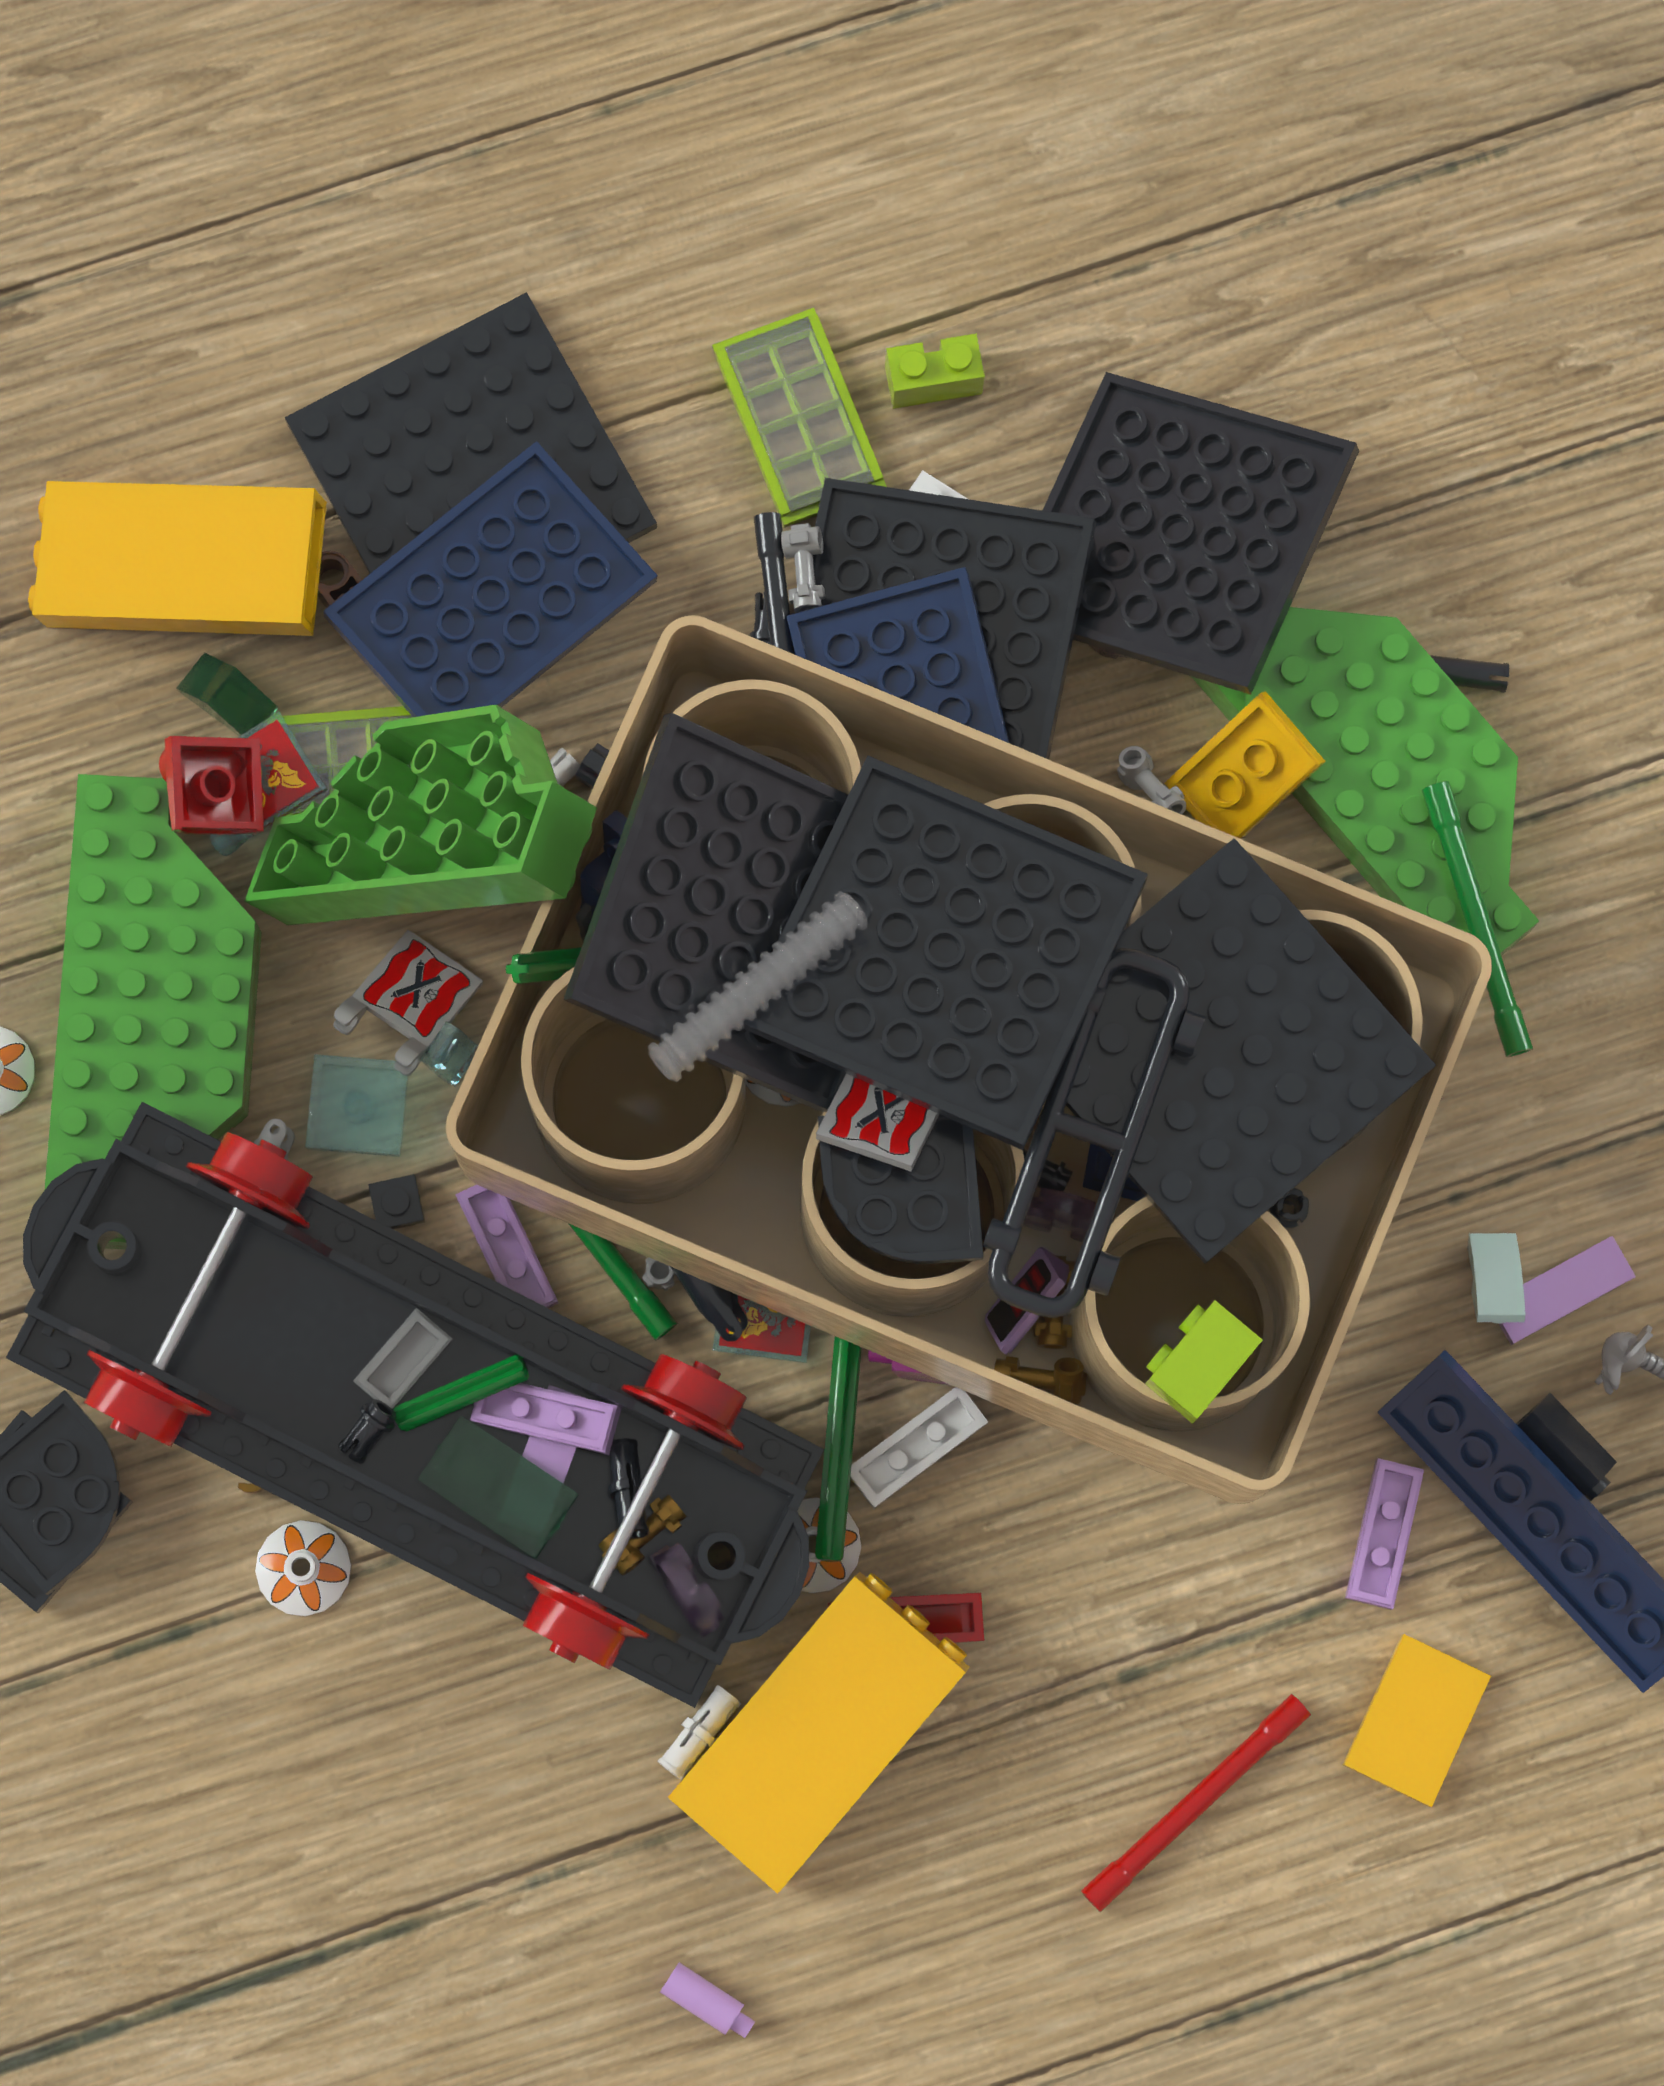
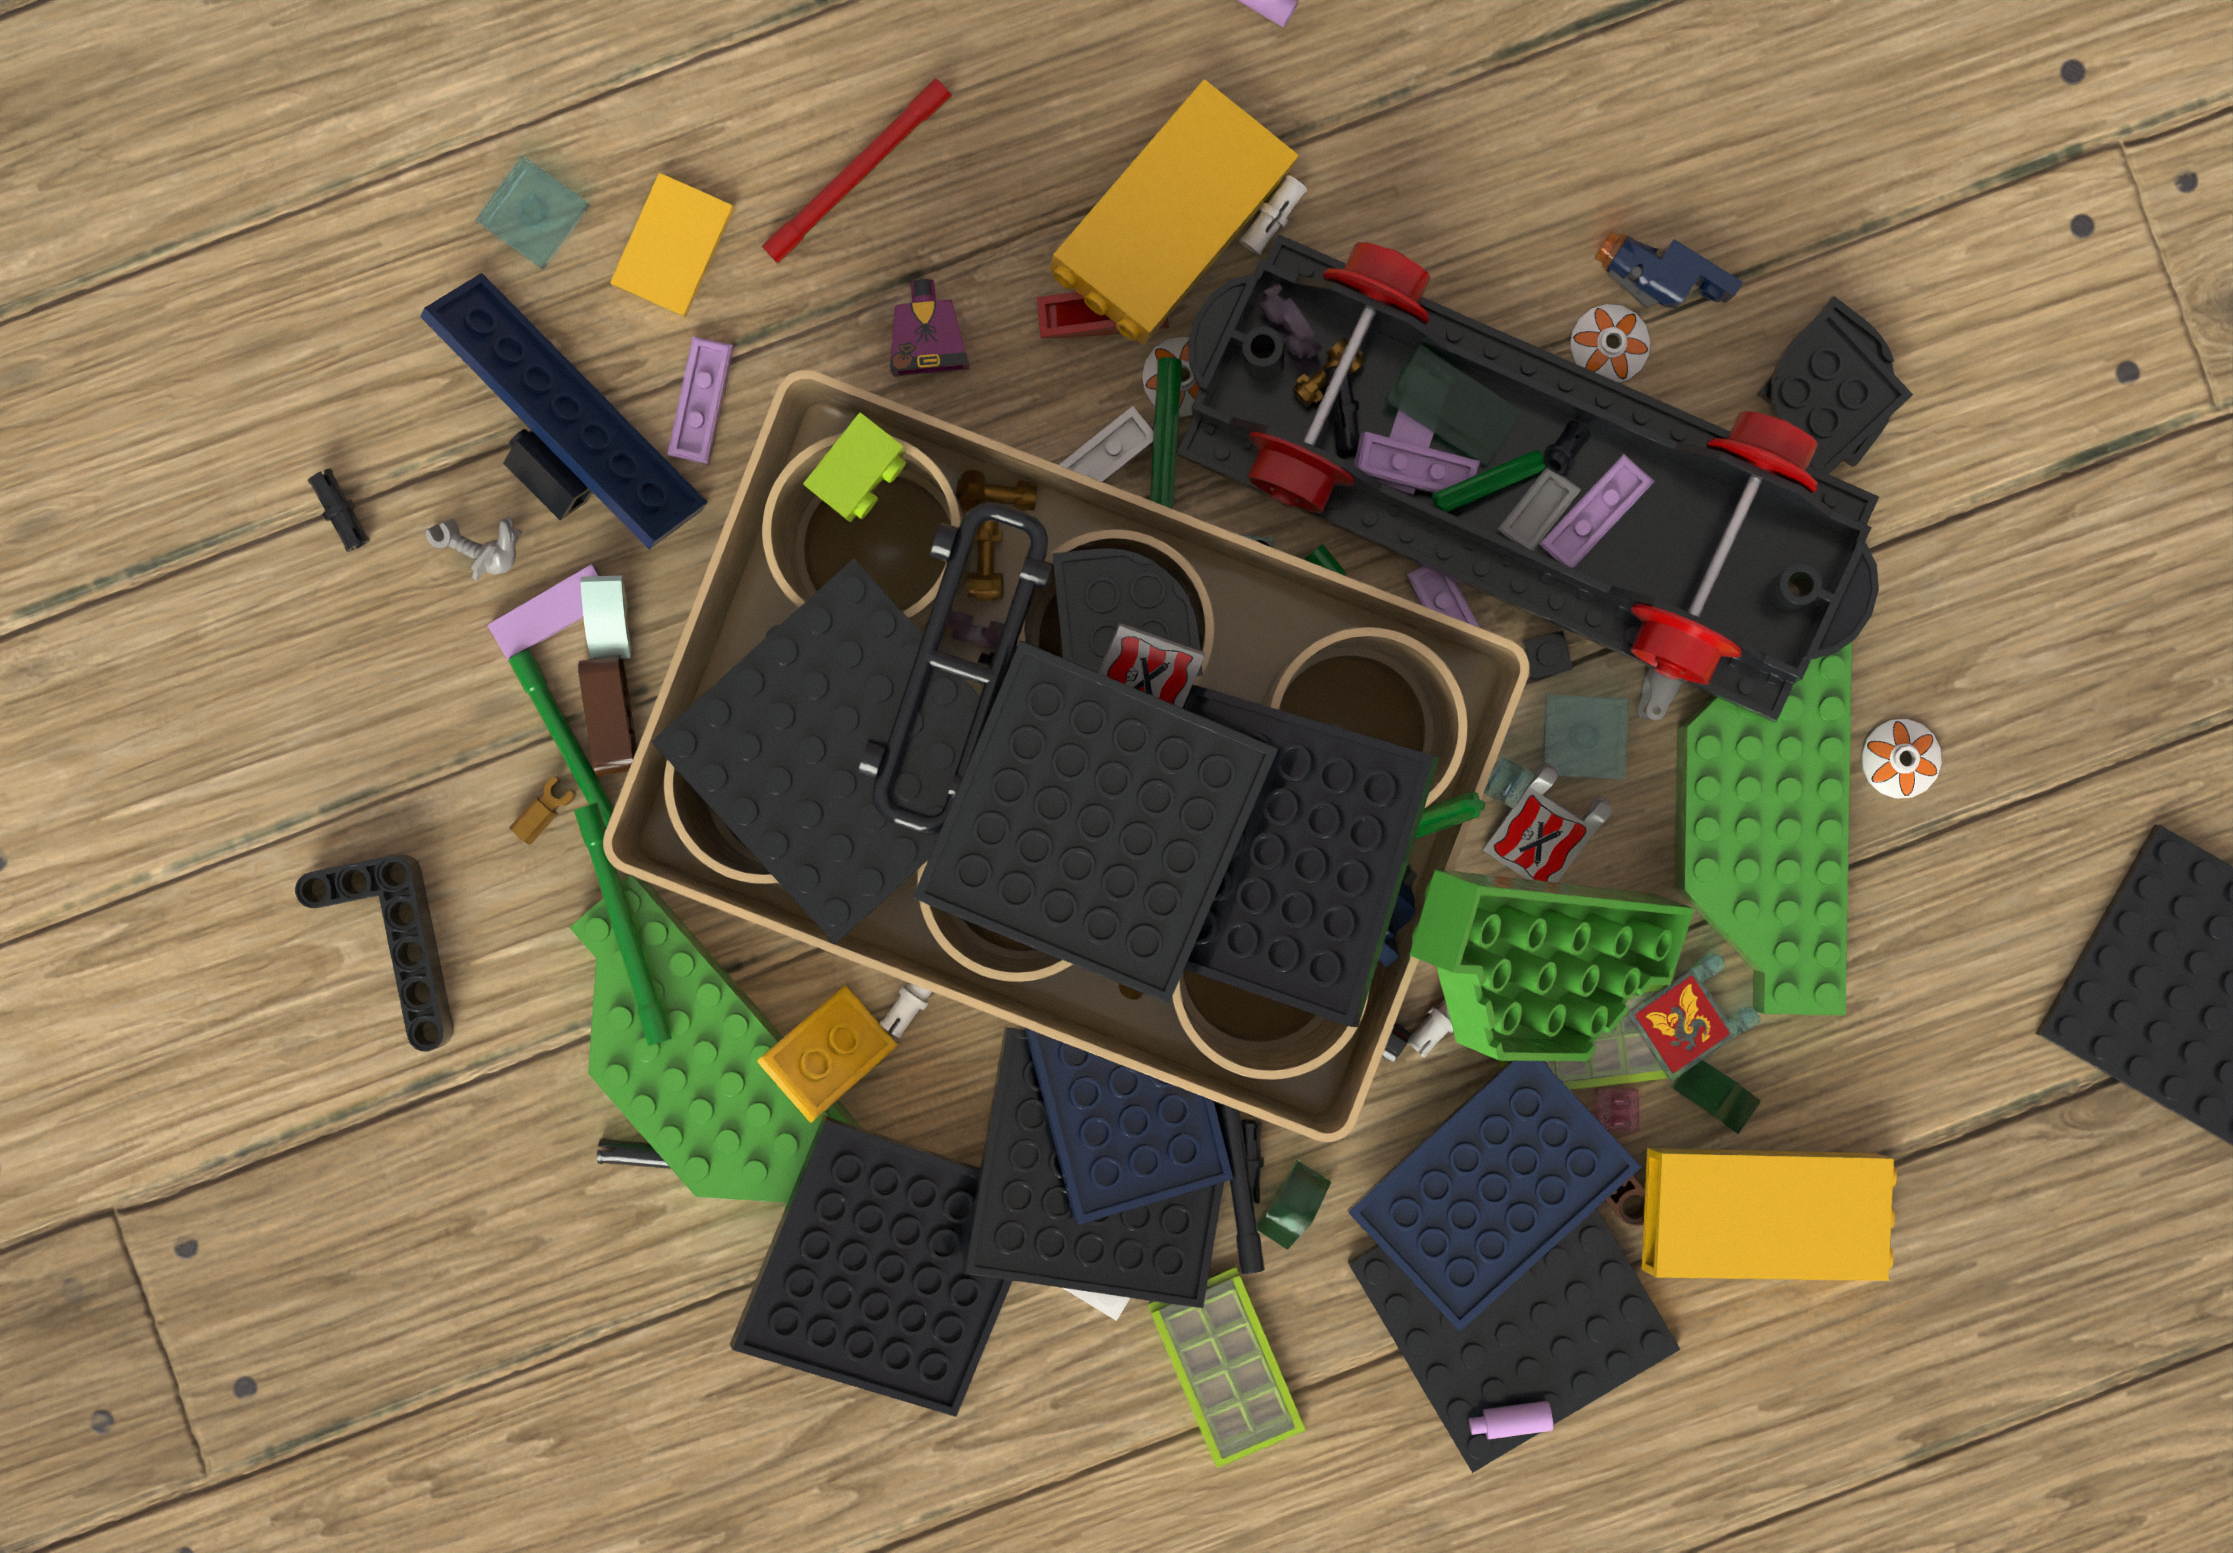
camera: 175 degrees left, 10 degrees up
(213, 784) = (1728, 1007): red slope -> none
(242, 1641) = (1664, 277): none -> dark blue plate
(336, 1353) = (1596, 512): none -> lavender tile
(341, 684) = (1618, 1109): none -> clear pink tile
(479, 344) = (1513, 1420): none -> lavender cylinder
(718, 585) = (1293, 1205): none -> clear green slope
(758, 986) = (1263, 778): clear piece -> none
(802, 544) = (1220, 1246): light grey bar -> none
(935, 375) = (1107, 1407): lime brick -> none
(1041, 1274) = (1002, 565): slope -> none
(1115, 1600) = (926, 334): none -> magenta torso
(1137, 775) = (921, 1051): light grey bar -> none
(1494, 1167) = (607, 714): none -> reddish brown beam
(1574, 1058) = (540, 812): none -> pearl gold bar
(1578, 1204) = (536, 687): none -> green piece
(1583, 1765) = (532, 212): none -> clear light blue plate

